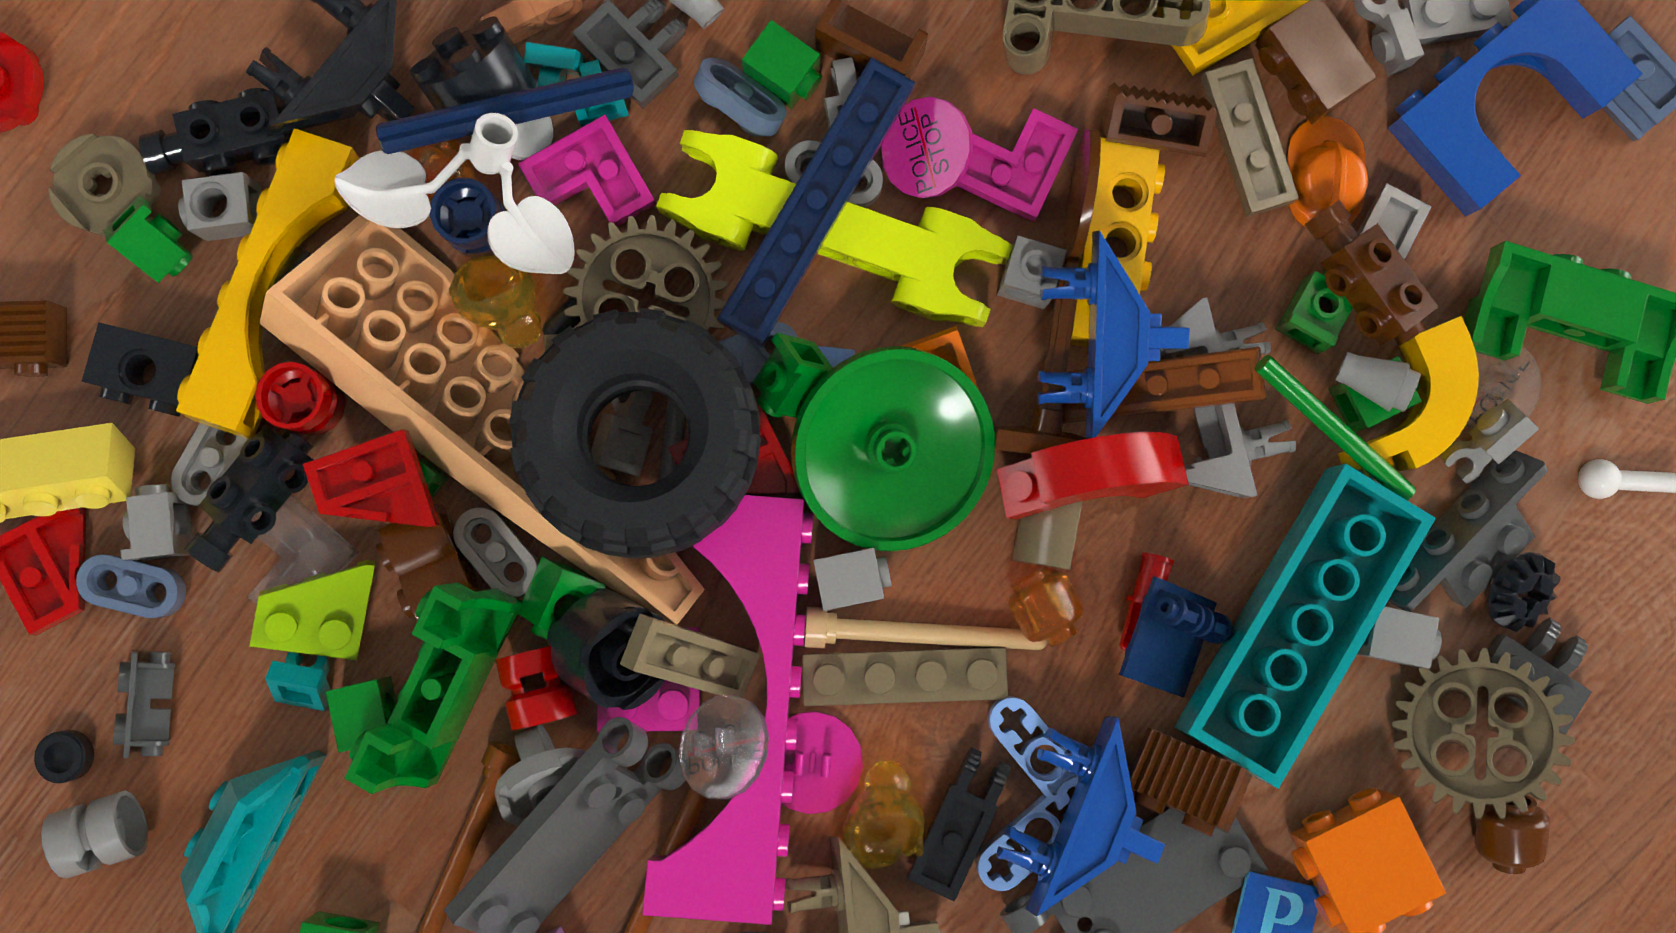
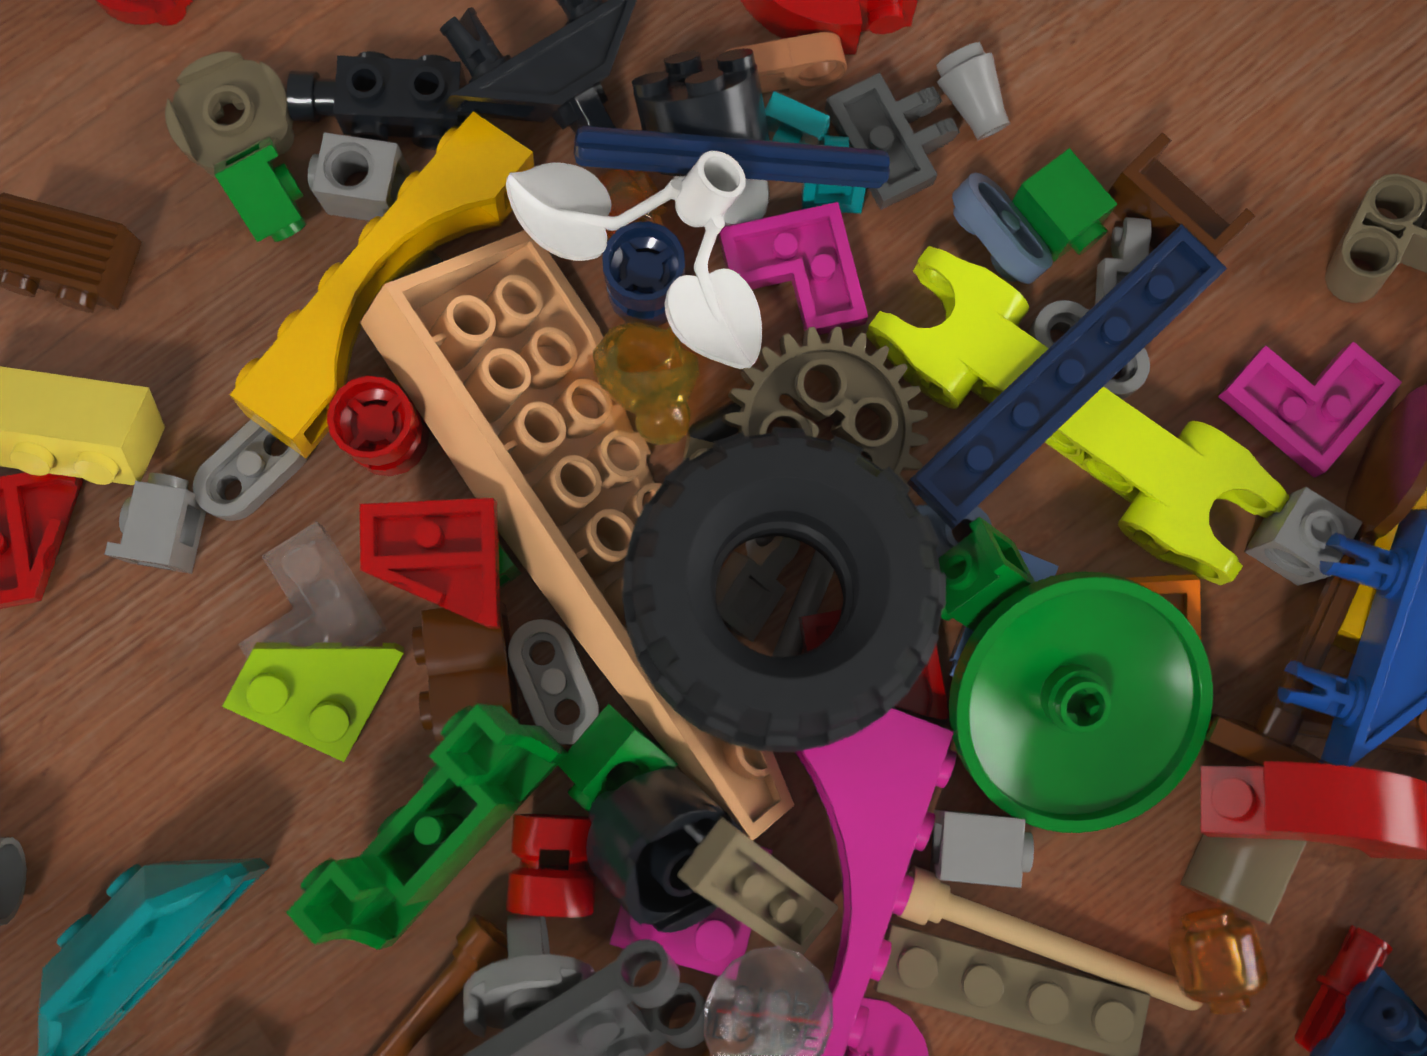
camera: 20 degrees right, 5 degrees down
(119, 361) = (184, 316): black brick -> none
(134, 586) = (108, 592): sand blue plate -> none
(143, 724) = (61, 761): dark grey hinge -> none
(249, 486) = (283, 512): black brick -> none
(299, 684) = (266, 771): teal tile -> none
(360, 709) = (329, 827): green brick -> none
(927, 148) = (1214, 352): dark pink piece -> none

